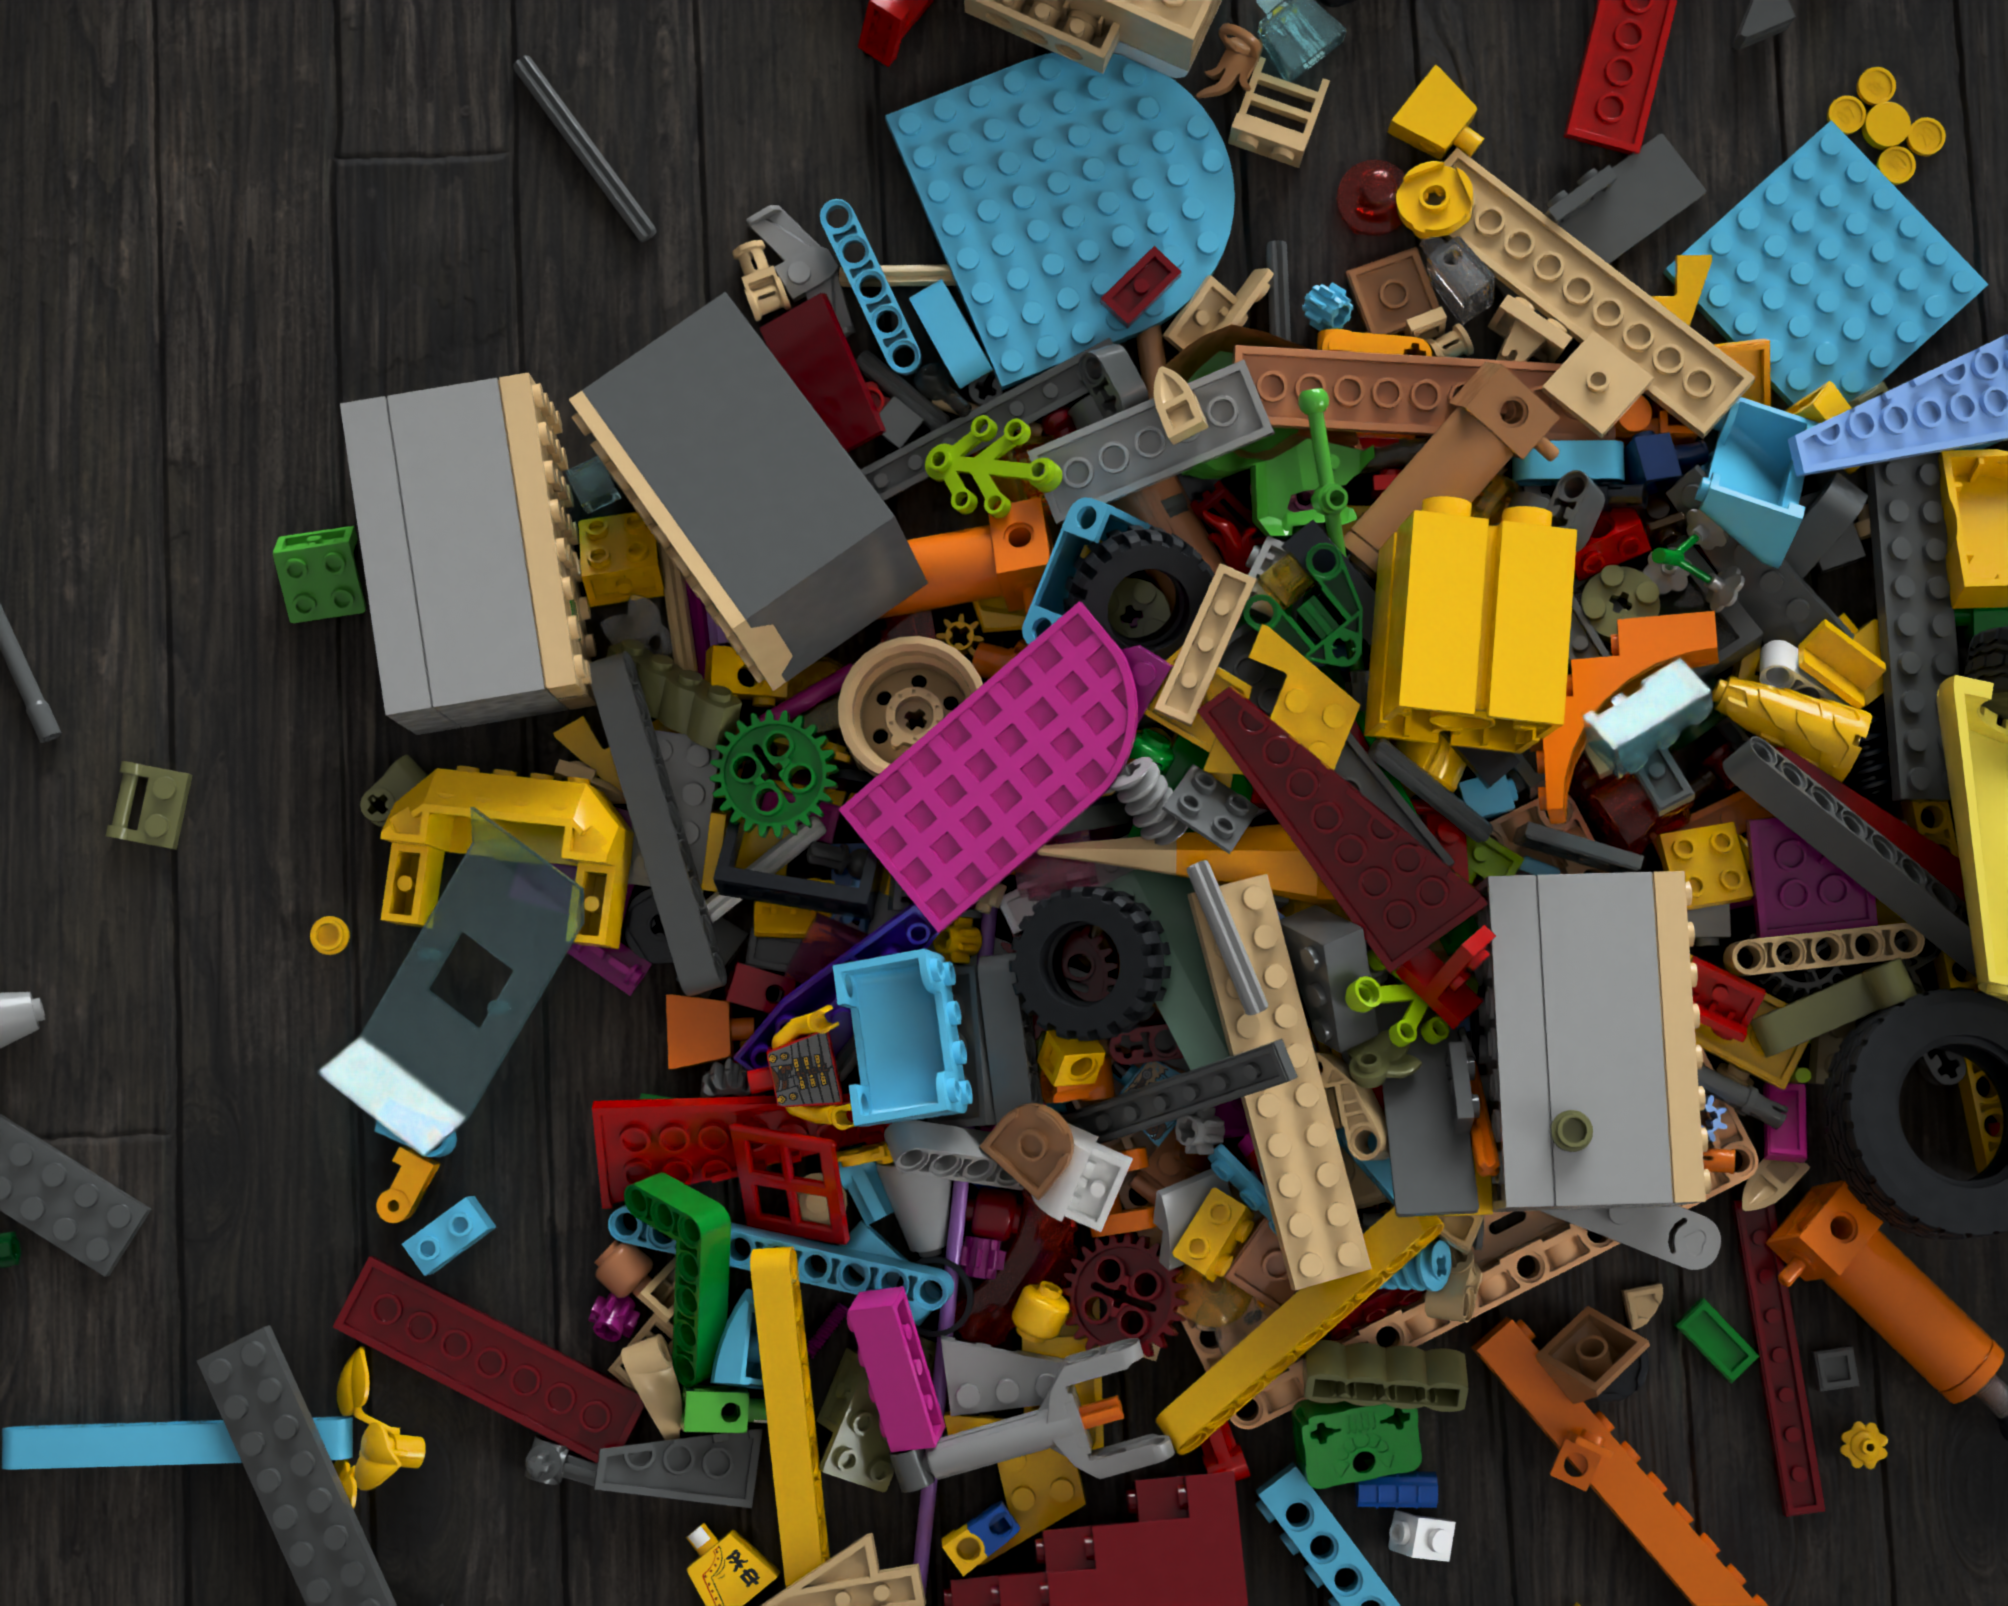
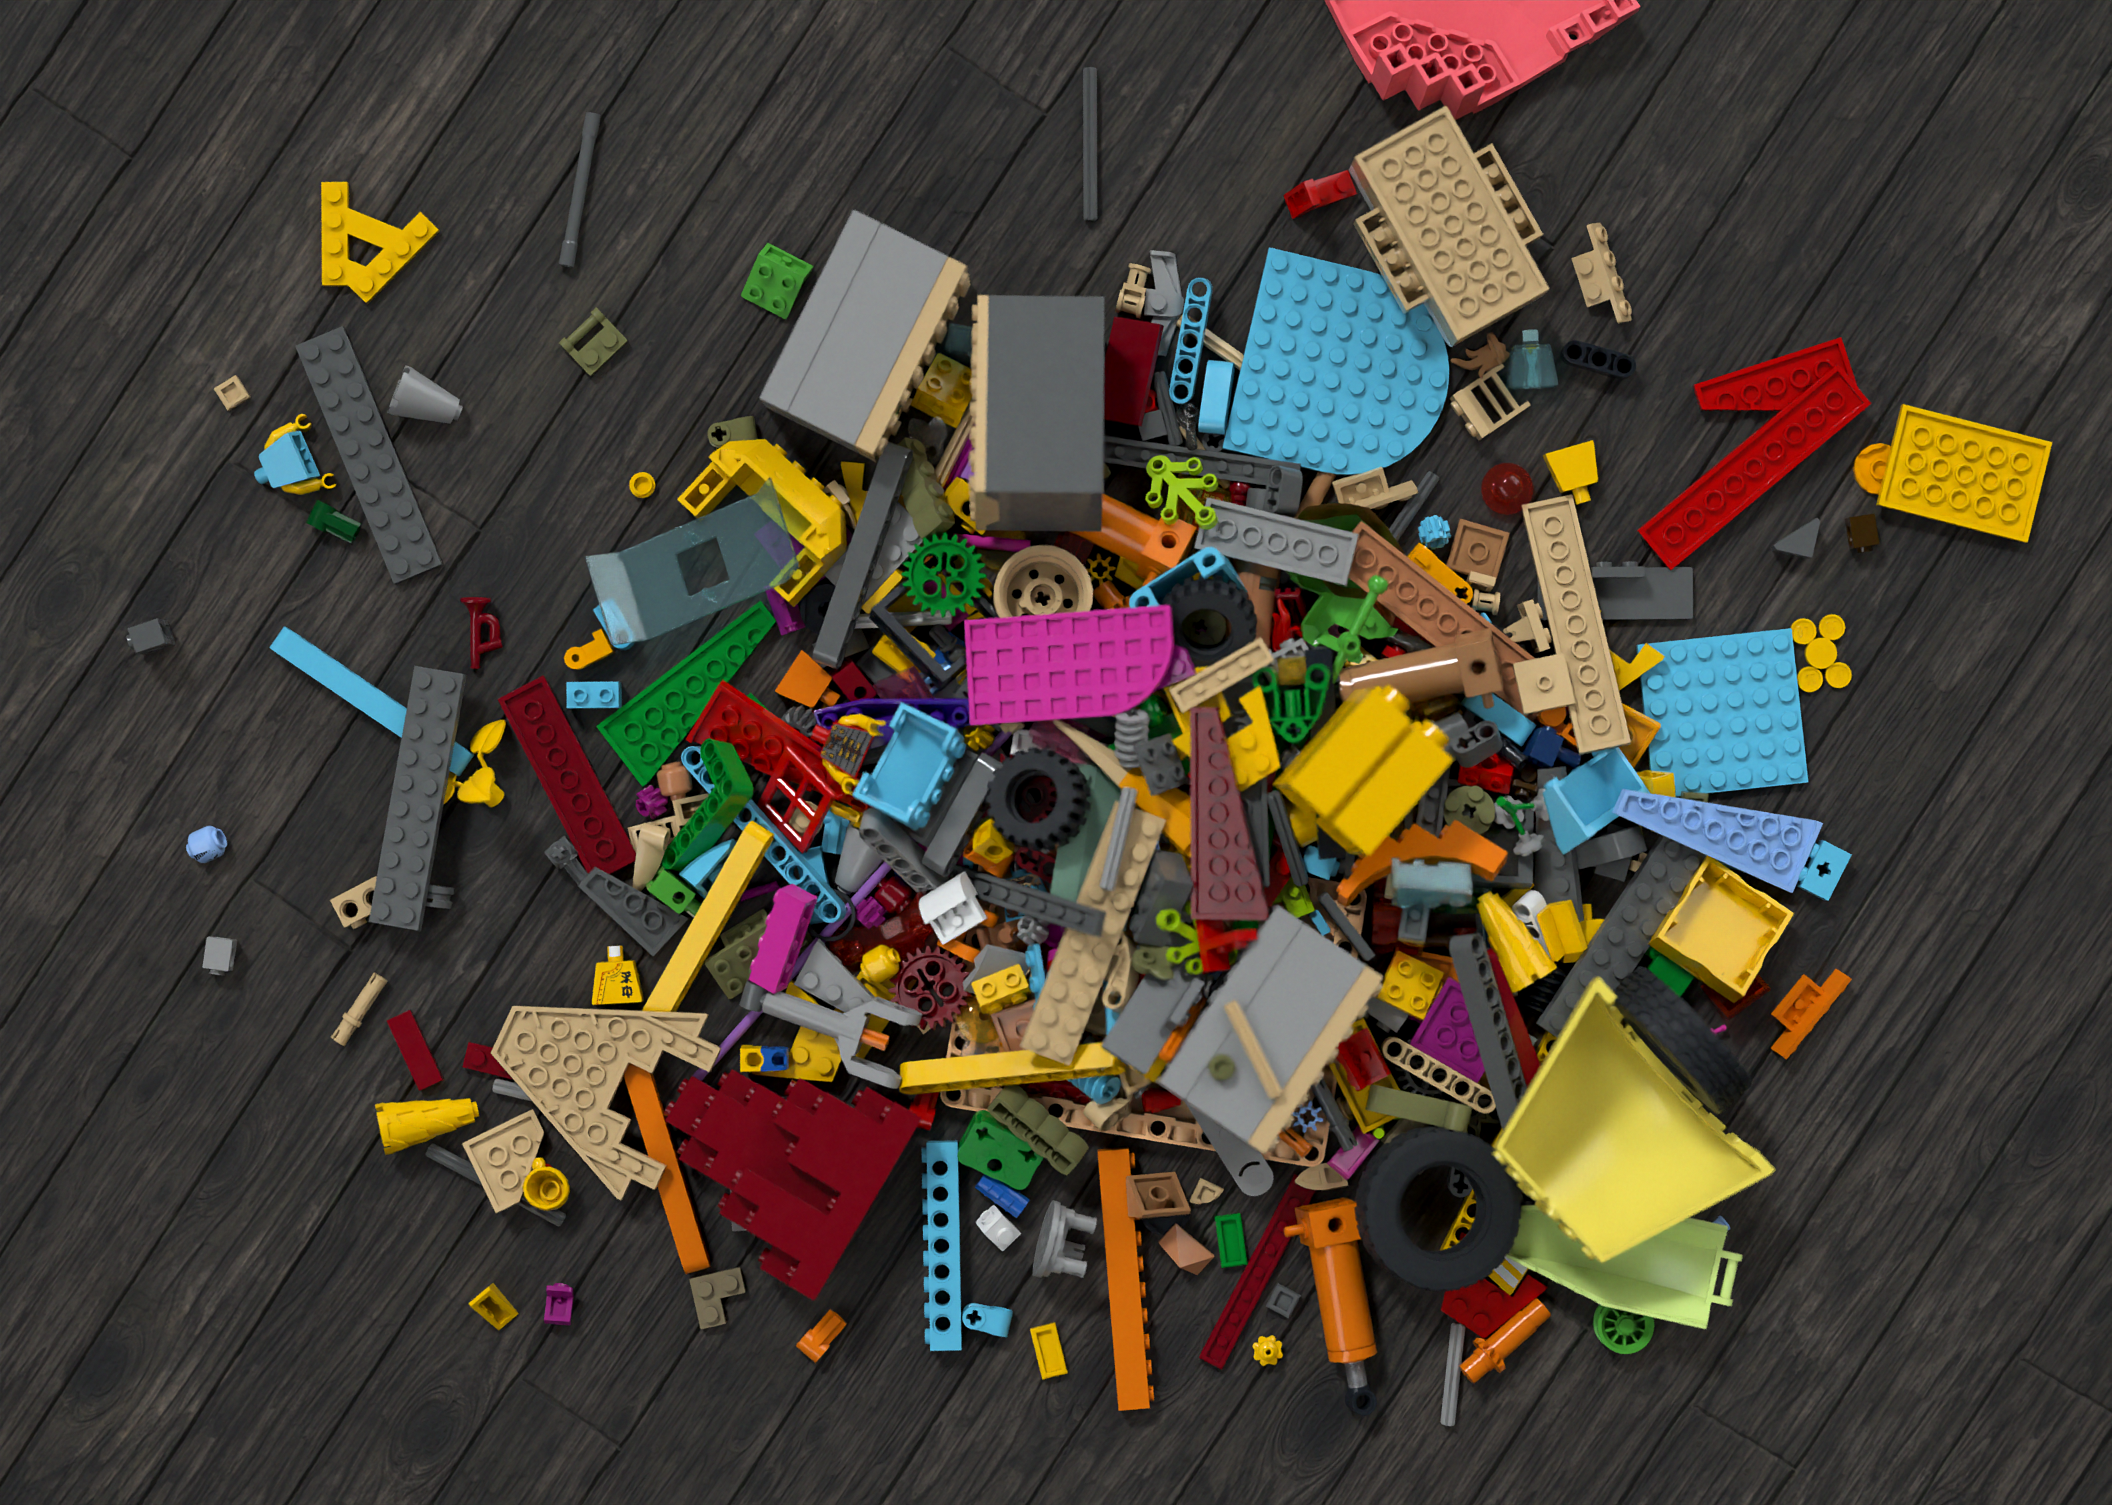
camera: 30 degrees right, 5 degrees up
(227, 1233) = (477, 618): none -> dark red piece
(552, 1196) = (662, 714): none -> green wing
(1031, 1146) = (938, 873): medium nougat tile -> none
(1140, 287) = (1337, 448): dark red plate -> none
(1177, 406) = (1303, 534): tan plate -> none
(1432, 220) = (1535, 530): yellow plate -> none
(1459, 277) = (1518, 575): clear torso -> none
(1504, 1231) = (1158, 1100): none -> red cone
(1507, 1507) = (1052, 1246): none -> light grey piece
(1590, 1447) = (1119, 1243): orange bracket -> none
(1594, 1079) = (1253, 1049): none -> tan axle
(1671, 1394) = (1185, 1250): none -> nougat slope

